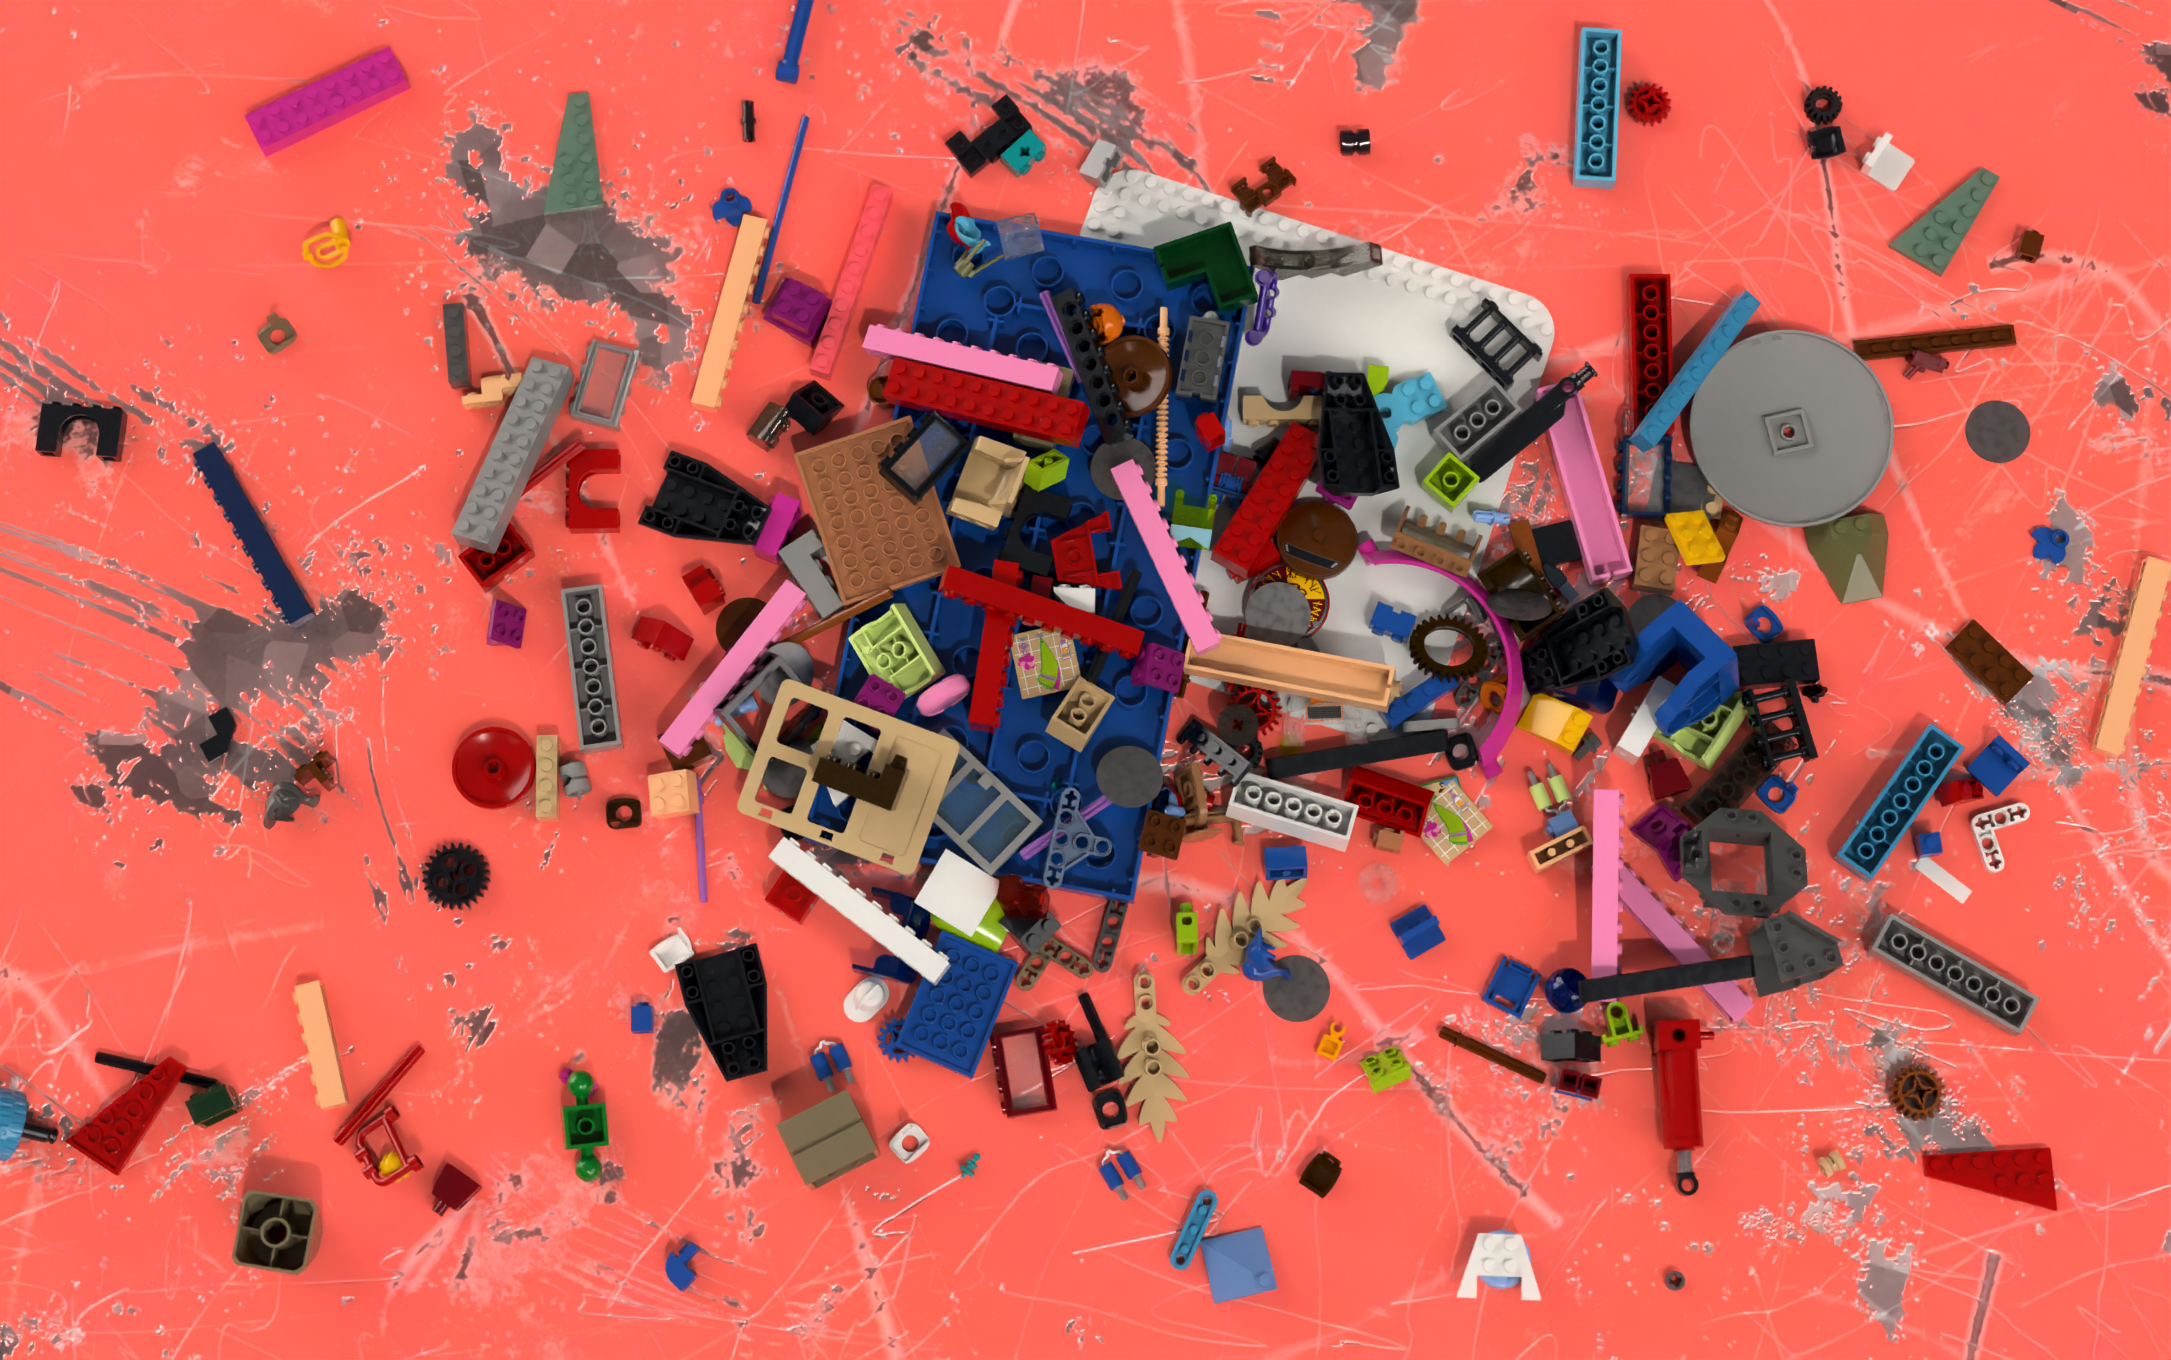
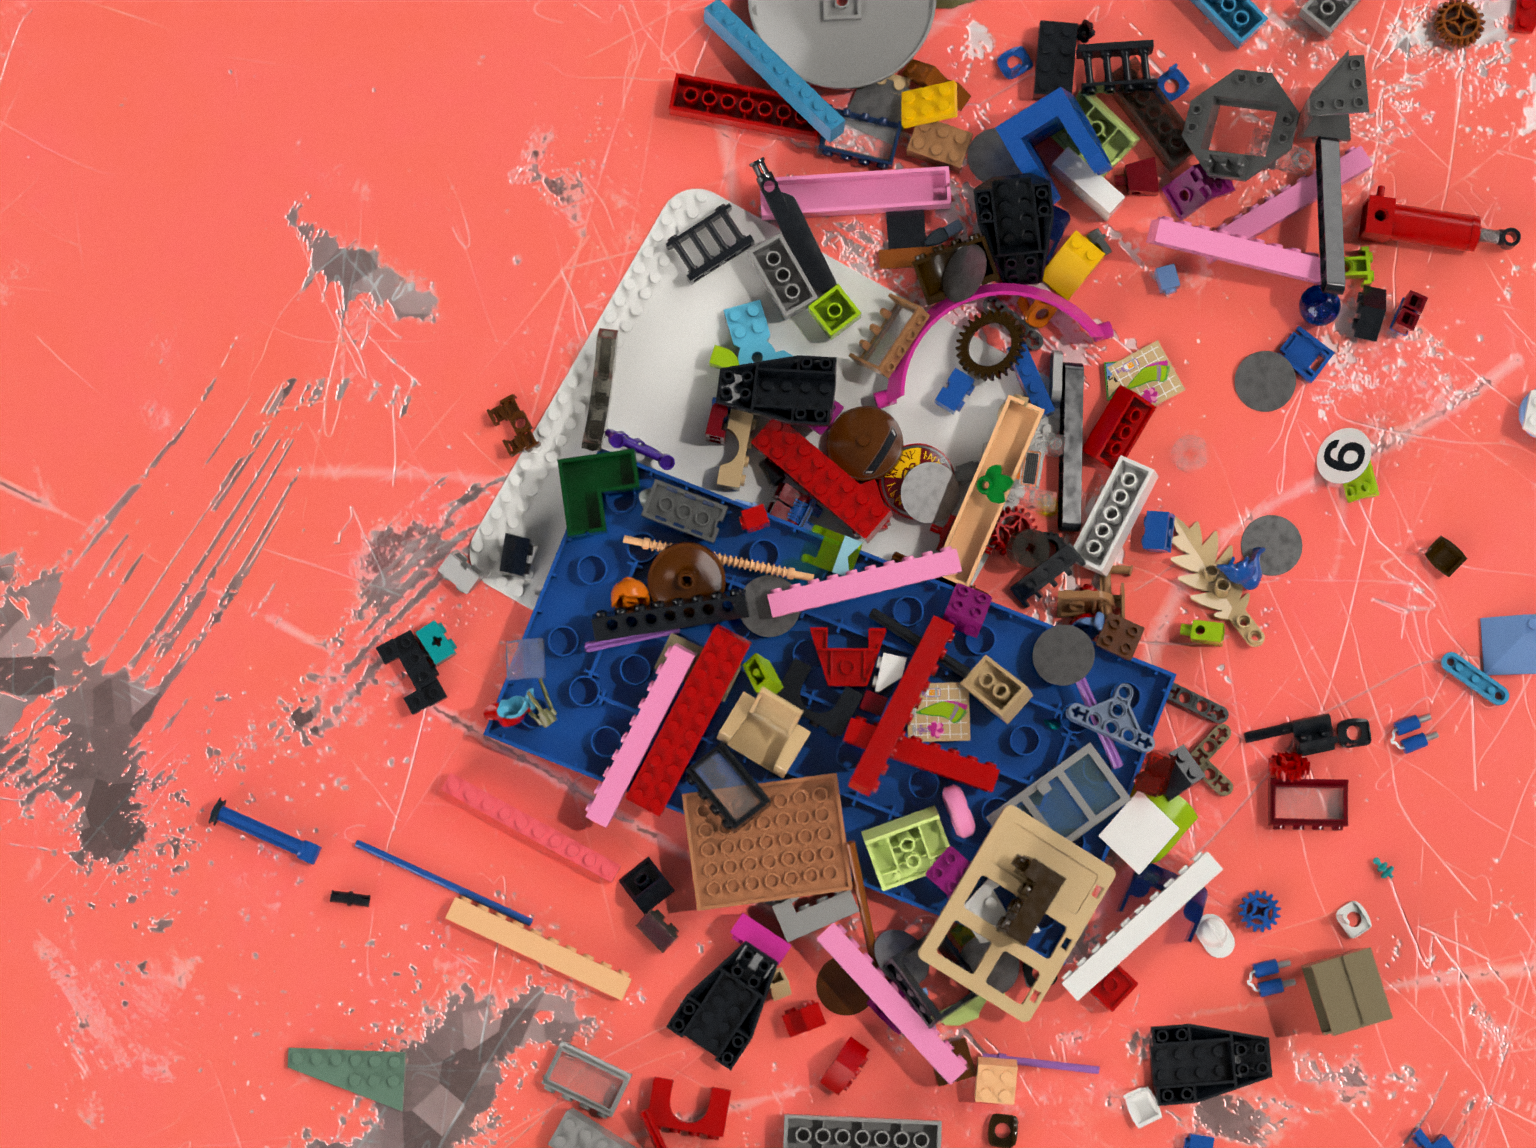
camera: 75 degrees left, 5 degrees up
(733, 209) = (435, 929): blue plate -> none
(734, 556) = (780, 985): none -> tan brick
(799, 311) = (550, 883): magenta piece -> none
(876, 389) = (642, 819): dark orange hair -> none
(956, 1016) = (1253, 856): blue plate -> none
(1126, 210) = (516, 556): none -> black slope
(1150, 1060) = (1315, 687): tan plant -> none
(1298, 673) = (997, 484): none -> green plate
(1330, 1045) = (1329, 524): light orange plate -> none
(1355, 142) = (487, 334): black wheel -> none
(1388, 840) = (1153, 435): nougat brick -> none
(1407, 1045) = (1344, 455): none -> white sticker
(1417, 932) = (1240, 426): blue bracket -> none
(1470, 760) = (1092, 347): black piece -> none
(1473, 950) = (1265, 381): none -> flat silver sticker
(1477, 609) = (955, 313): dark grey piece -> none
(1491, 517) = (872, 282): light blue axle -> none
(1492, 1055) = (1361, 385): reddish brown axle -> none
(1557, 786) = (1131, 275): yellowish green piece -> none
(1559, 849) = (1190, 286): light nougat brick -> none
(1597, 108) = (500, 104): medium azure brick -> none
(1640, 102) = (503, 64): red gear -> none
(1831, 1163) = (1508, 110): tan wheel -> none

